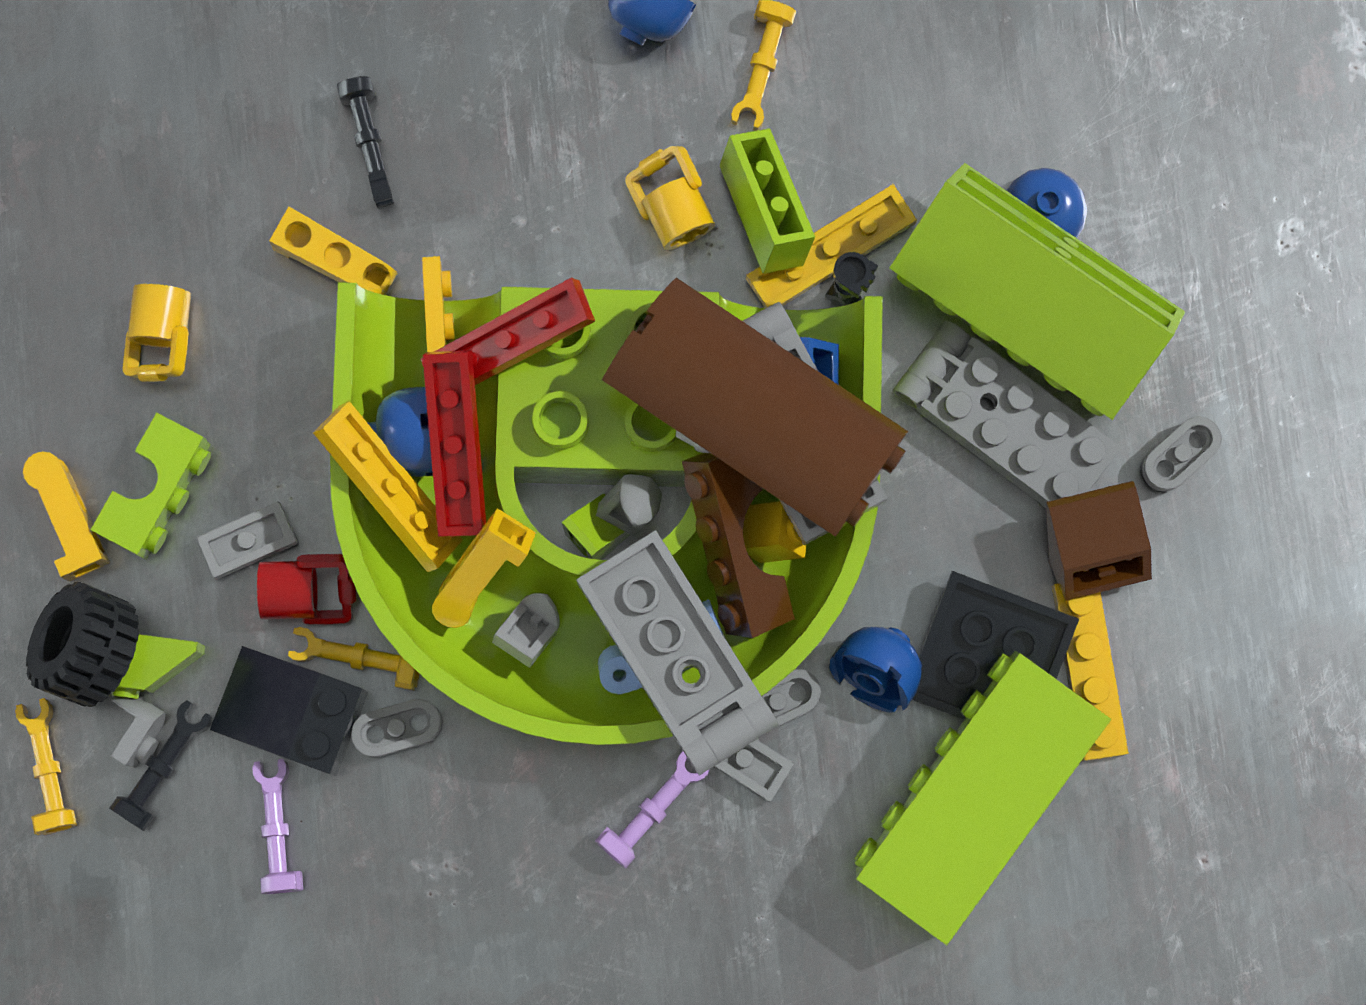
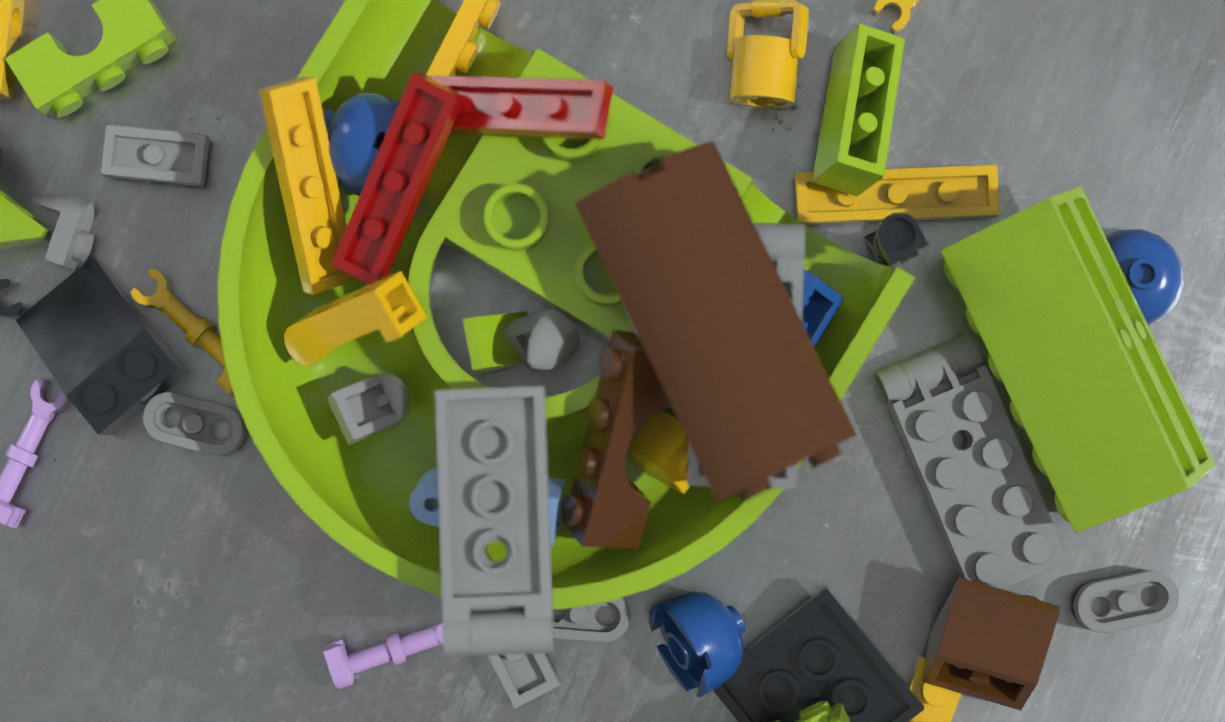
camera: 35 degrees right, 5 degrees up
(219, 640) = (71, 234): none -> light grey plate
(291, 589) = (171, 232): red piece -> none

